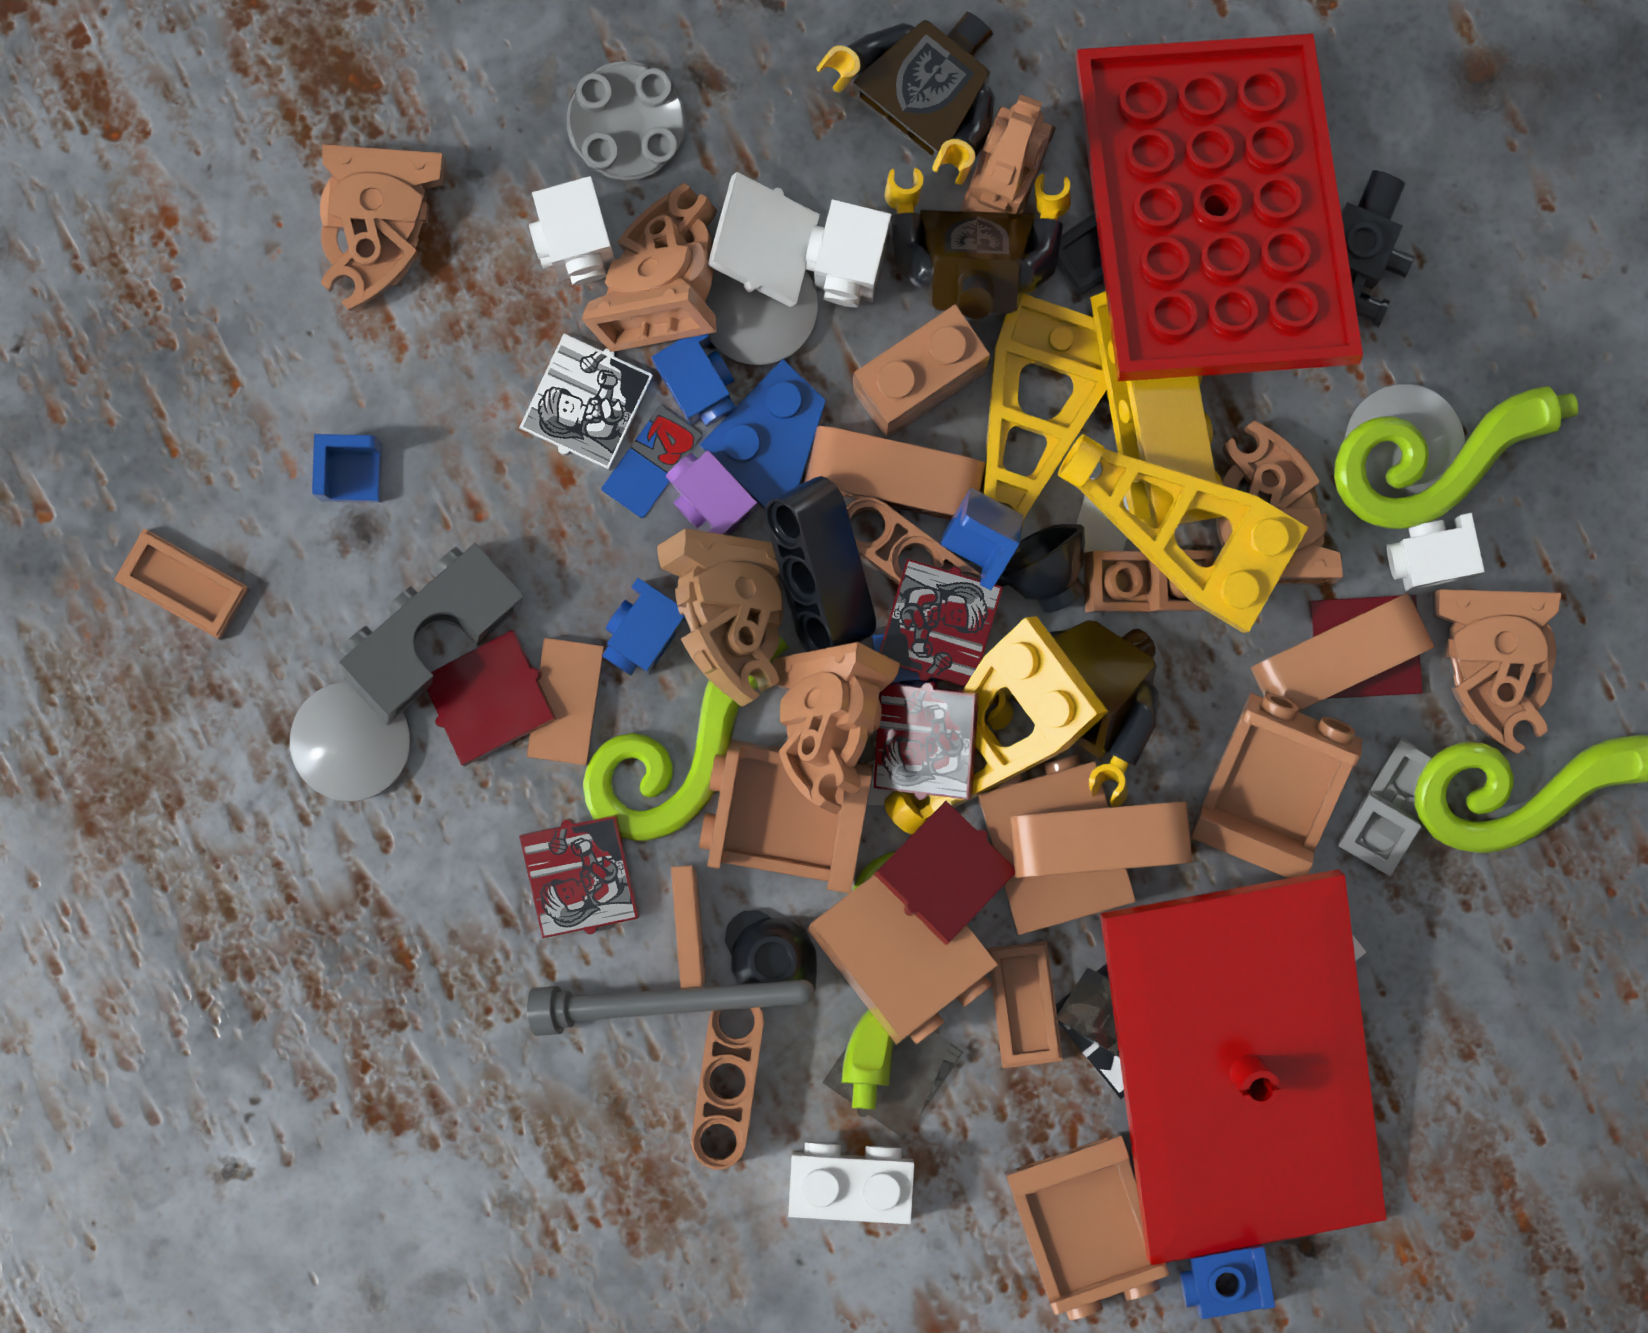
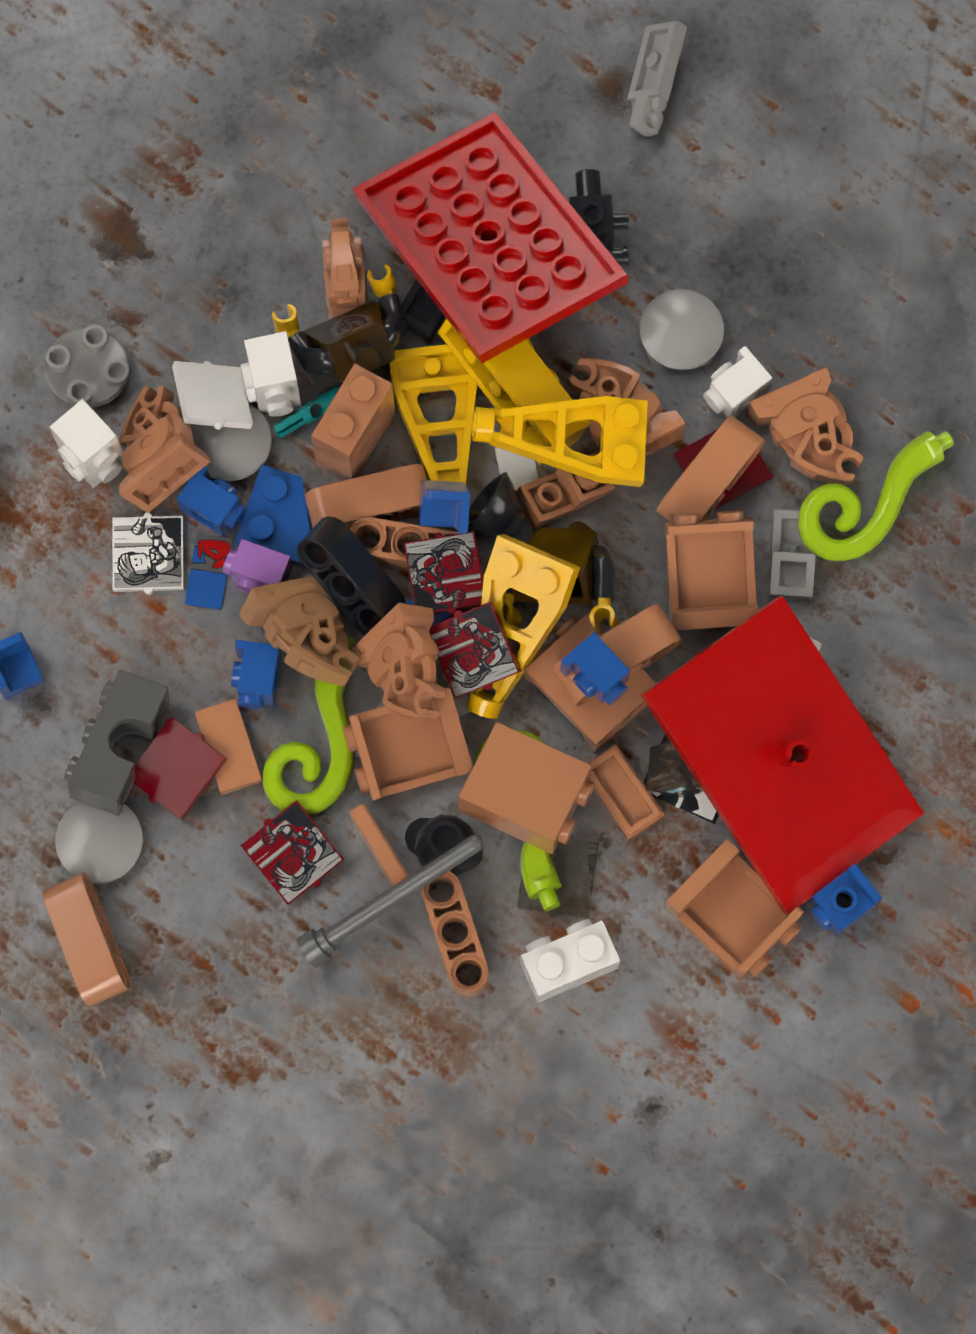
camera: 30 degrees left, 10 degrees down
(273, 861) = (86, 939): none -> nougat beam
(907, 316) = (303, 414): none -> teal pin
(924, 85) = (266, 255): torso -> none
(945, 872) = (528, 724): dark red piece -> none
(1060, 859) = (596, 670): none -> blue brick
(1509, 422) = (740, 283): lime plant -> none
(1544, 86) = (655, 75): none -> light grey hinge

